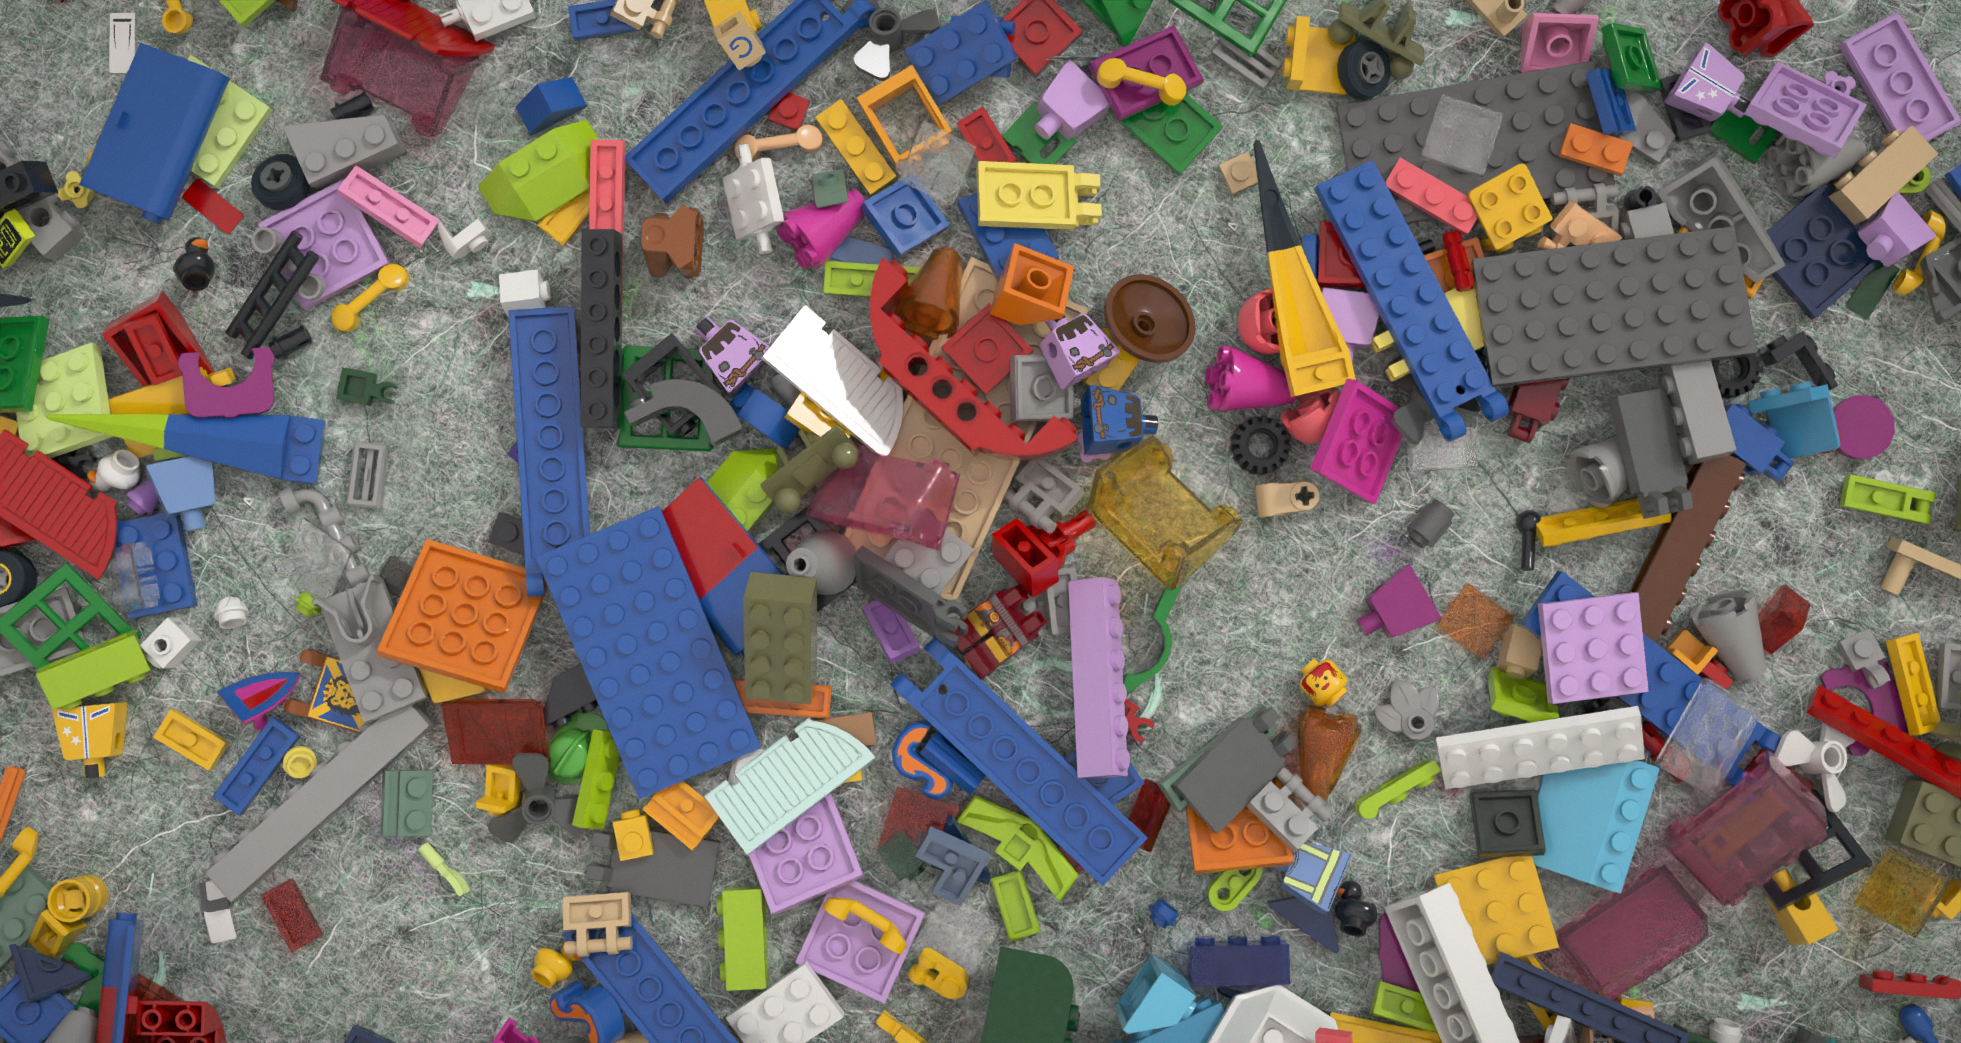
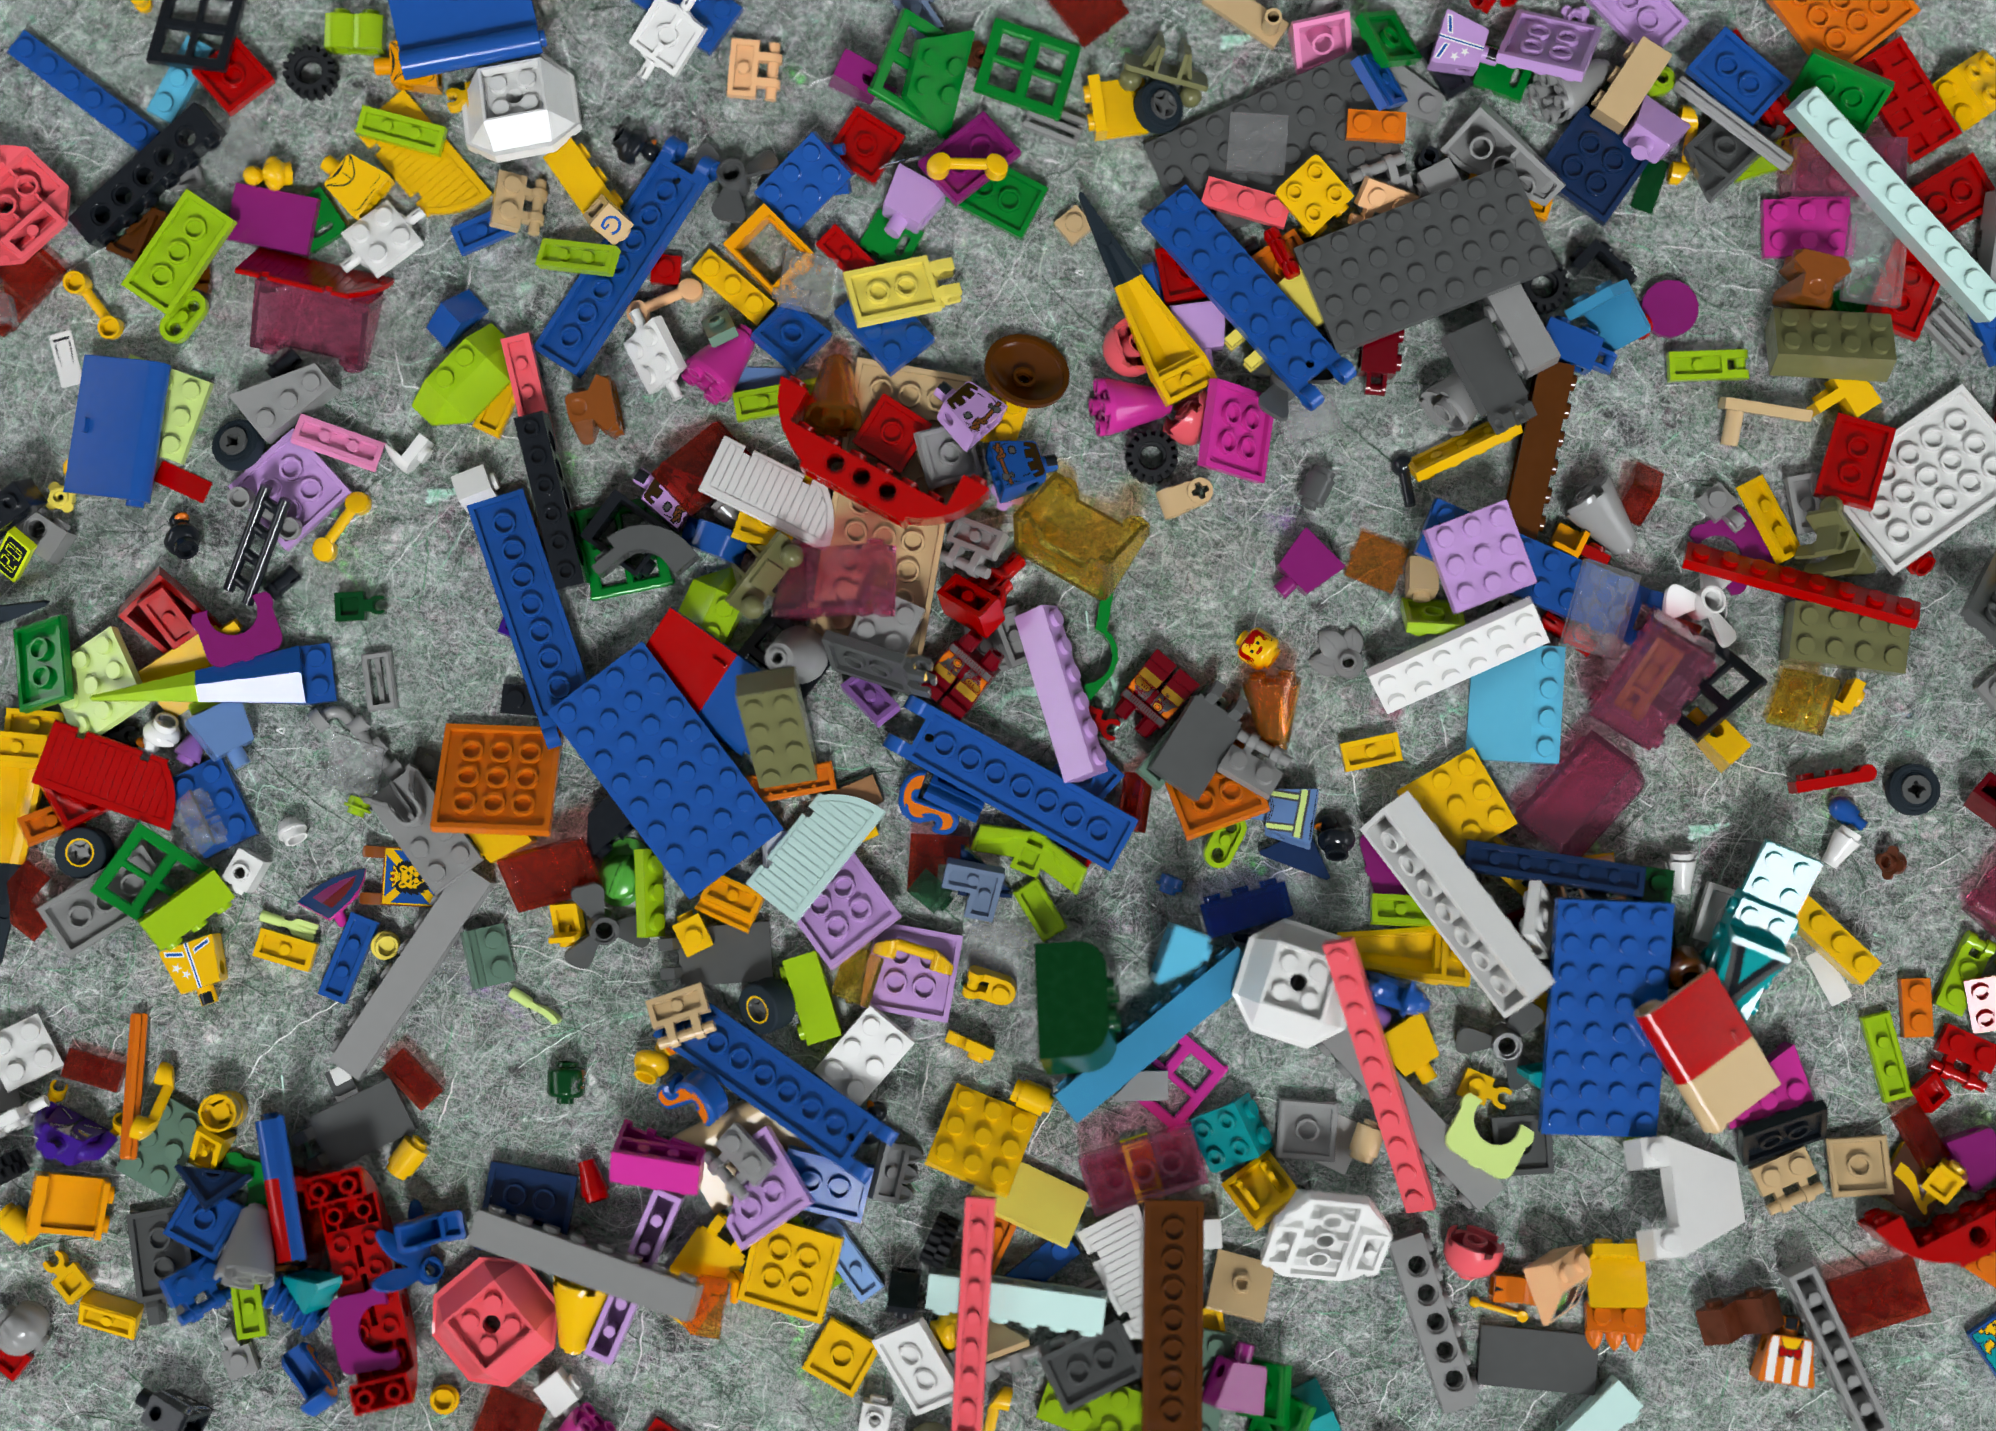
camera: 10 degrees left, 0 degrees up
(210, 718) = (297, 927): none -> yellowish green piece
(218, 950) = (357, 1125): none -> dark grey tile
(260, 31) = (185, 318): none -> lime plate
(264, 998) = (407, 1157): none -> yellow brick
(456, 960) = (566, 1081): none -> dark green head
(693, 935) = (767, 1005): none -> black wheel
(697, 72) = (578, 257): none -> lime plate
(756, 329) = (686, 468): none -> clear red piece
(800, 930) = (858, 978): none -> clear yellow piece
(1031, 287) = (917, 370): orange slope -> none
(1194, 713) = (1150, 702): none -> dark red hips
(1395, 789) = (1343, 725): lime plate -> none
(1417, 826) = (1370, 752): none -> yellow plate
(1507, 823) = (1447, 729): pearl dark grey tile -> none

